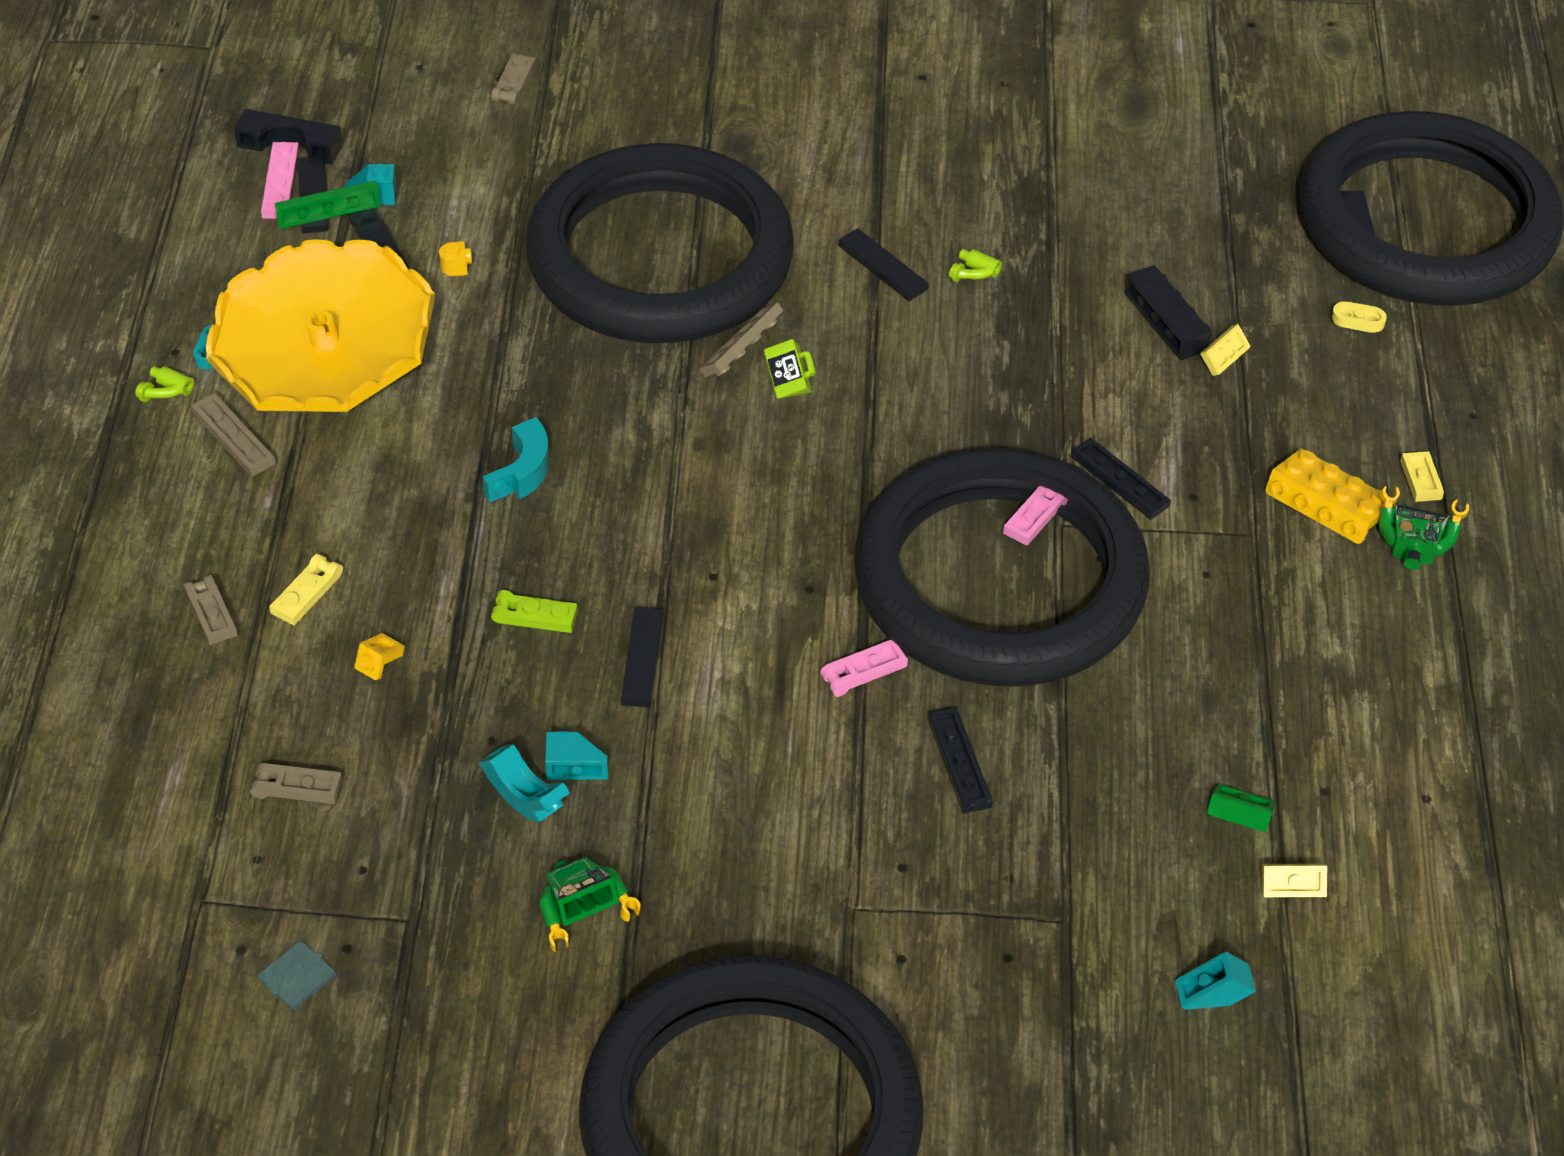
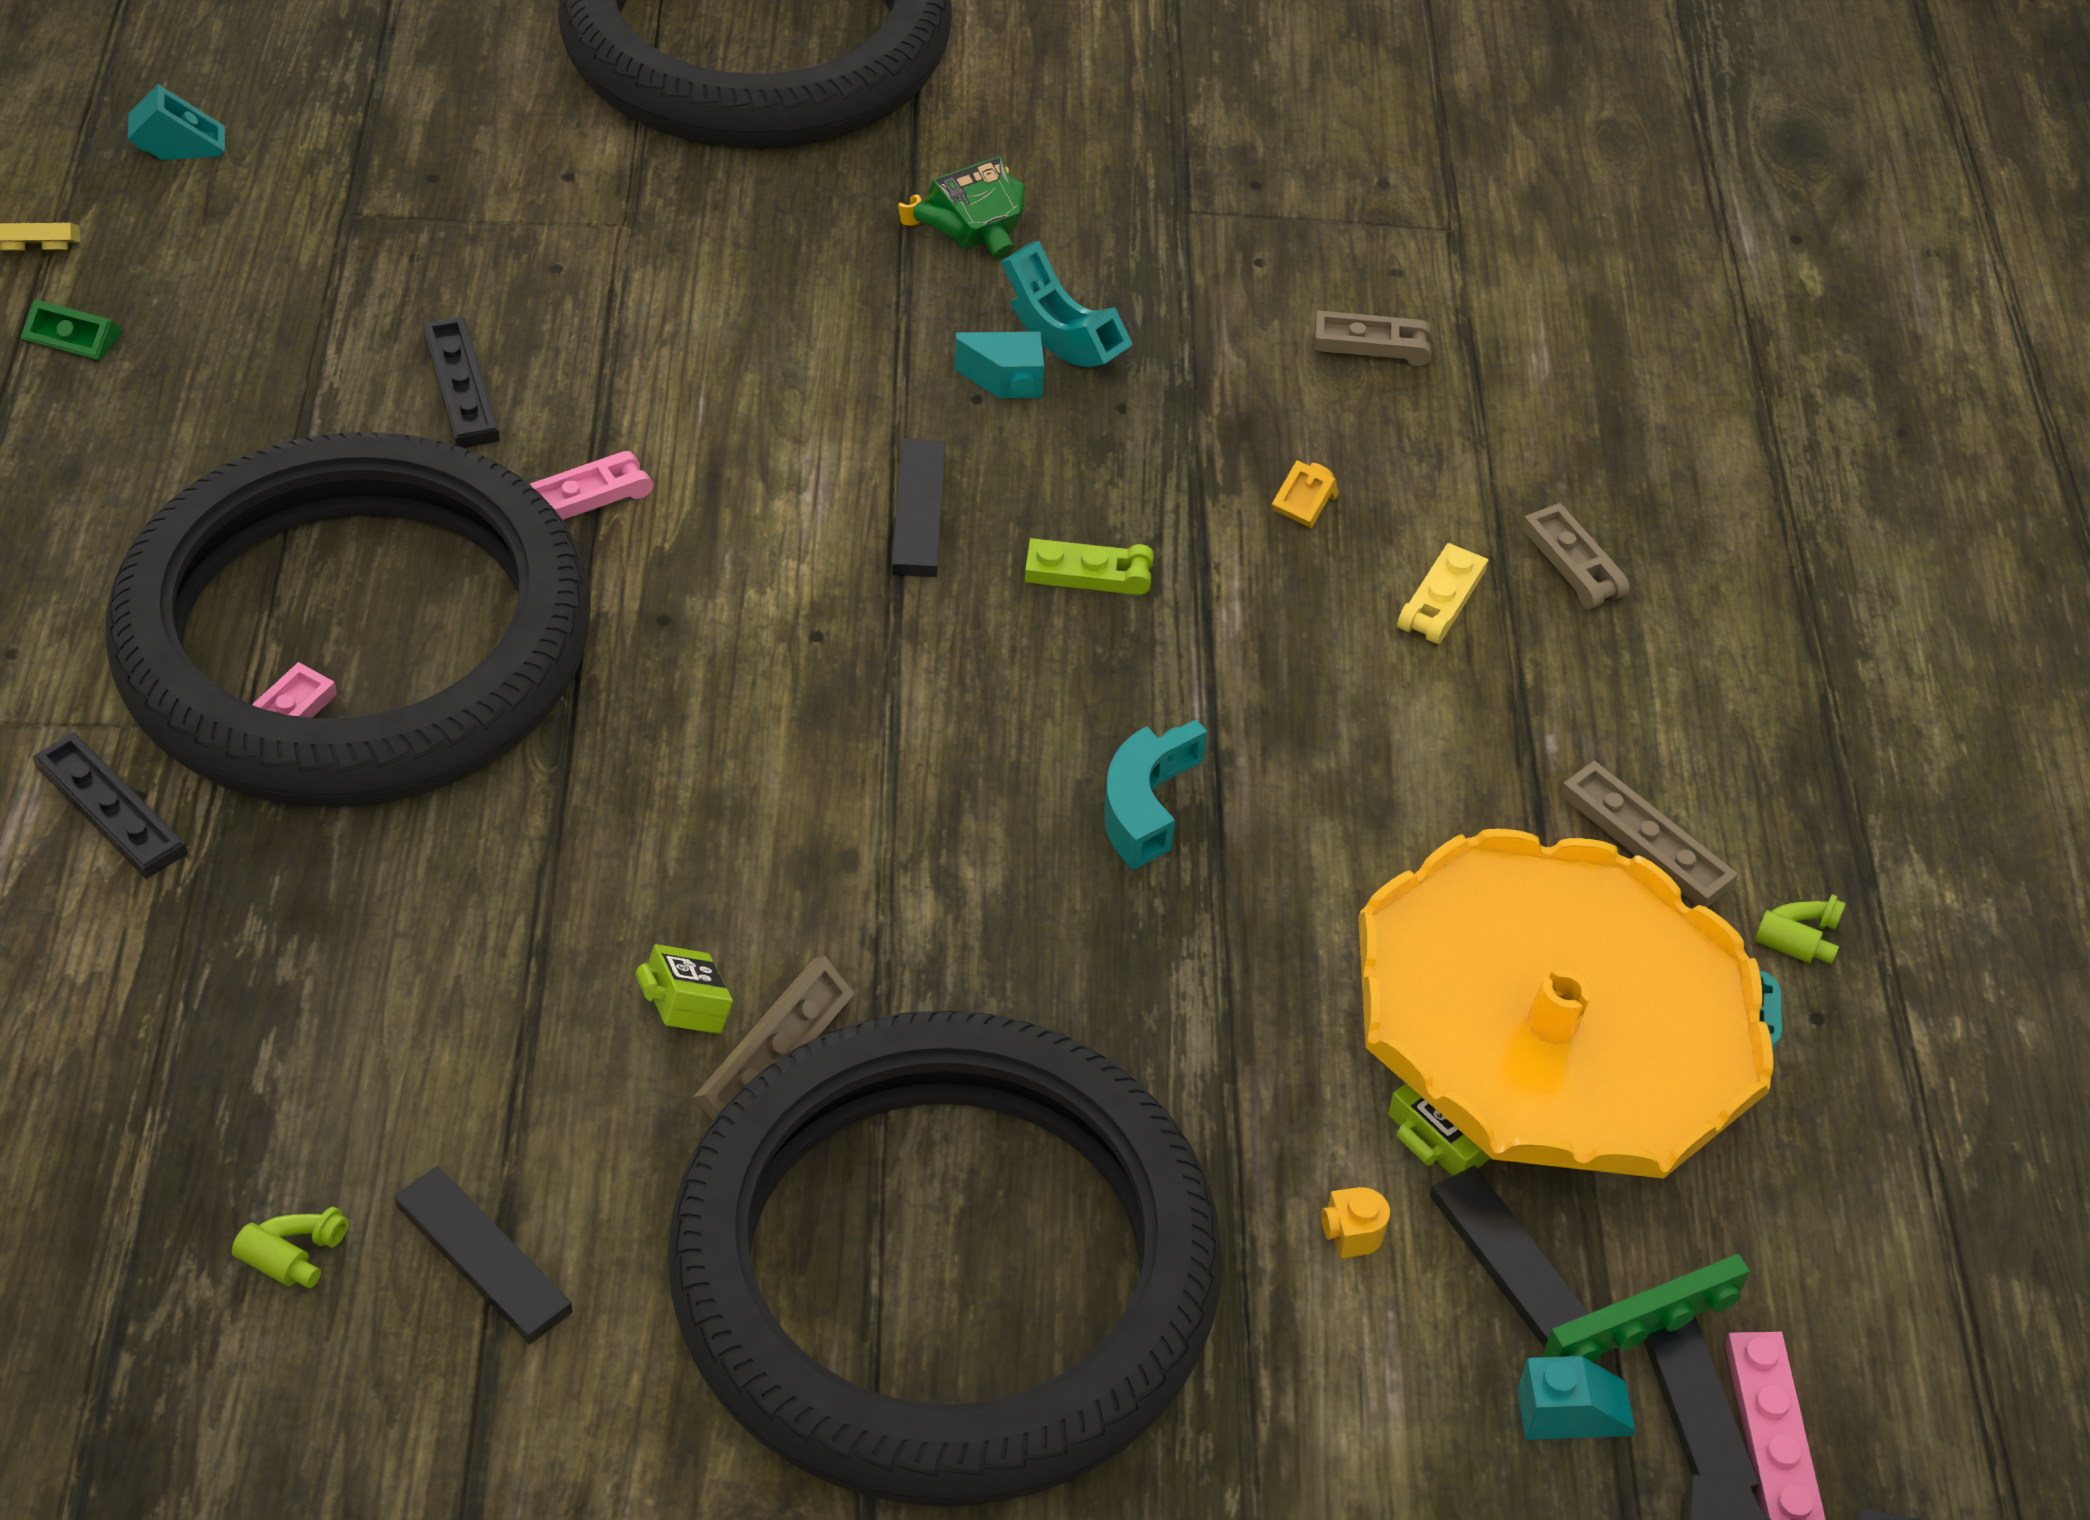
camera: 175 degrees right, 0 degrees up
(296, 975) = (1307, 156): clear light blue piece -> none

